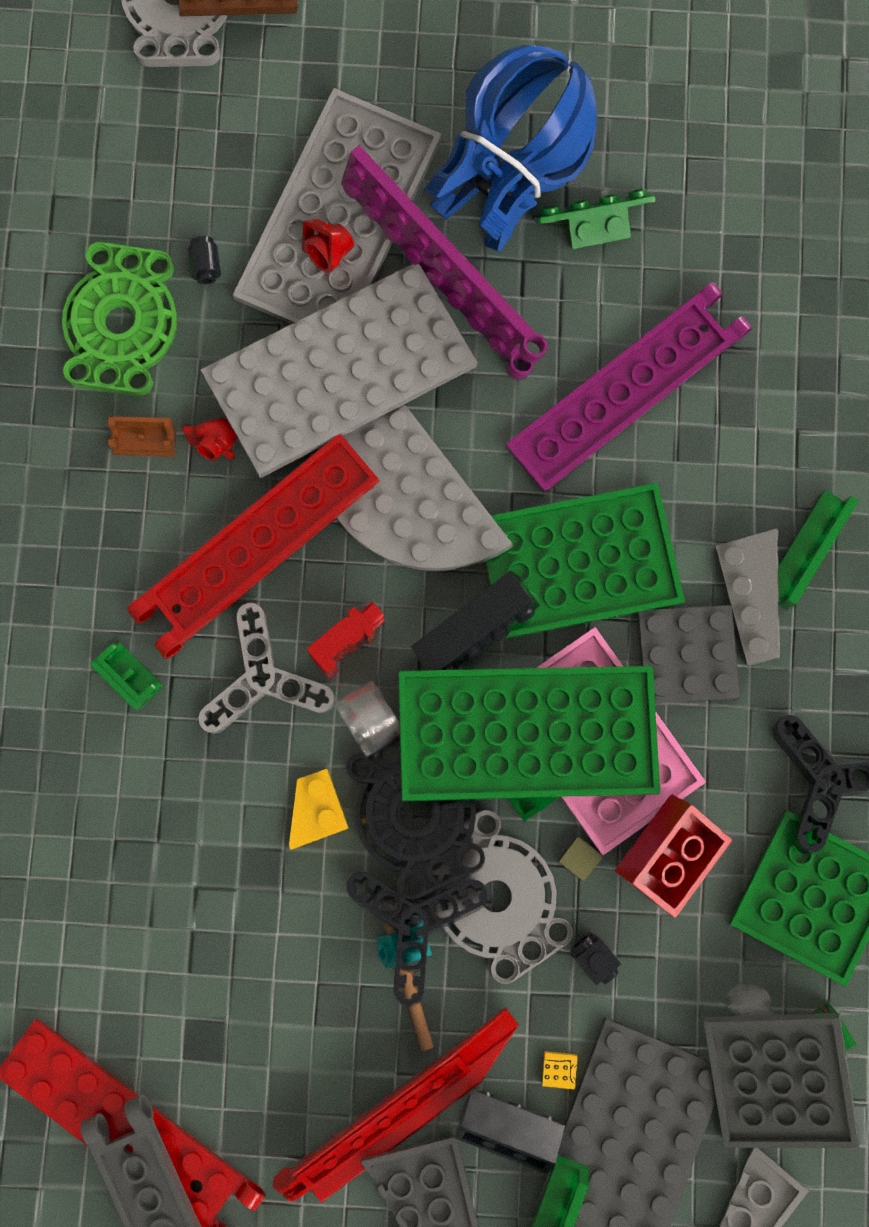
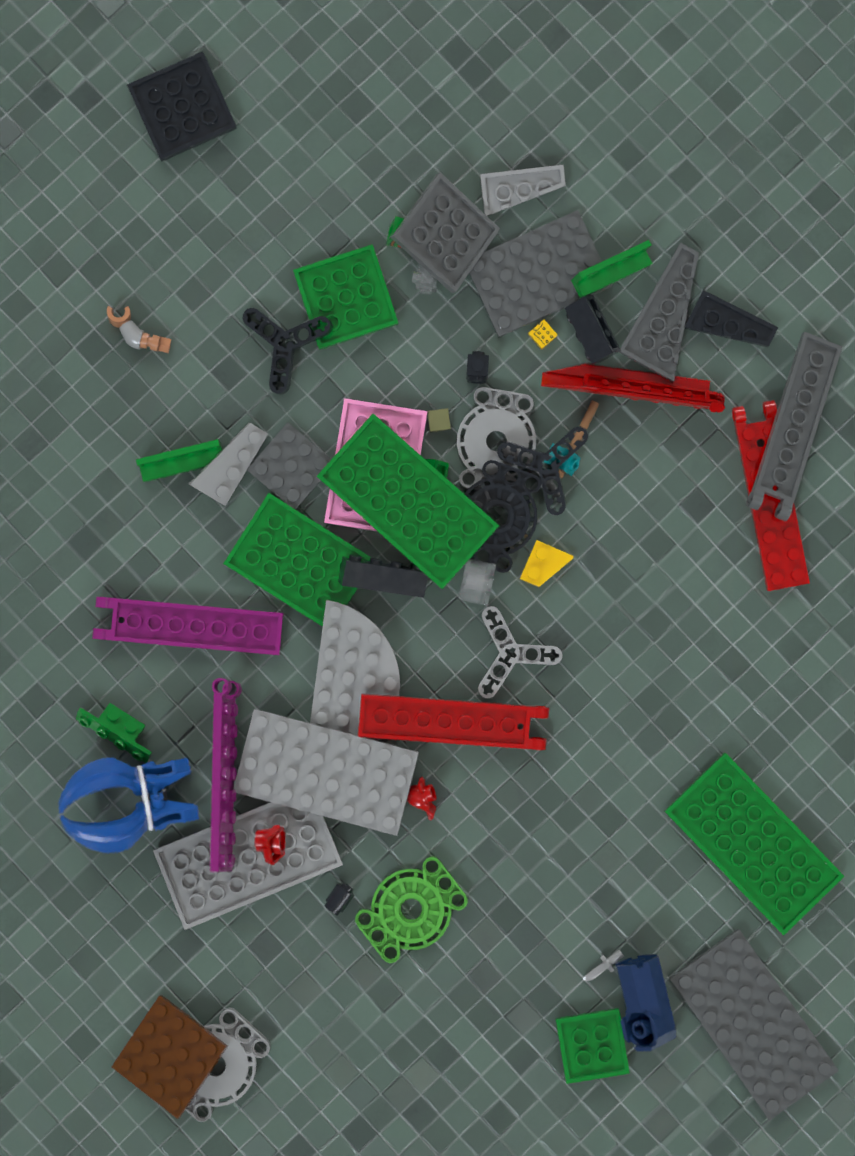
camera: 135 degrees left, 5 degrees up
(126, 675) = (575, 716): green hinge -> none
(142, 436) = (456, 832): dark orange hinge -> none
(345, 637) = (451, 632): red hips -> none
(673, 855) = (394, 379): red brick -> none

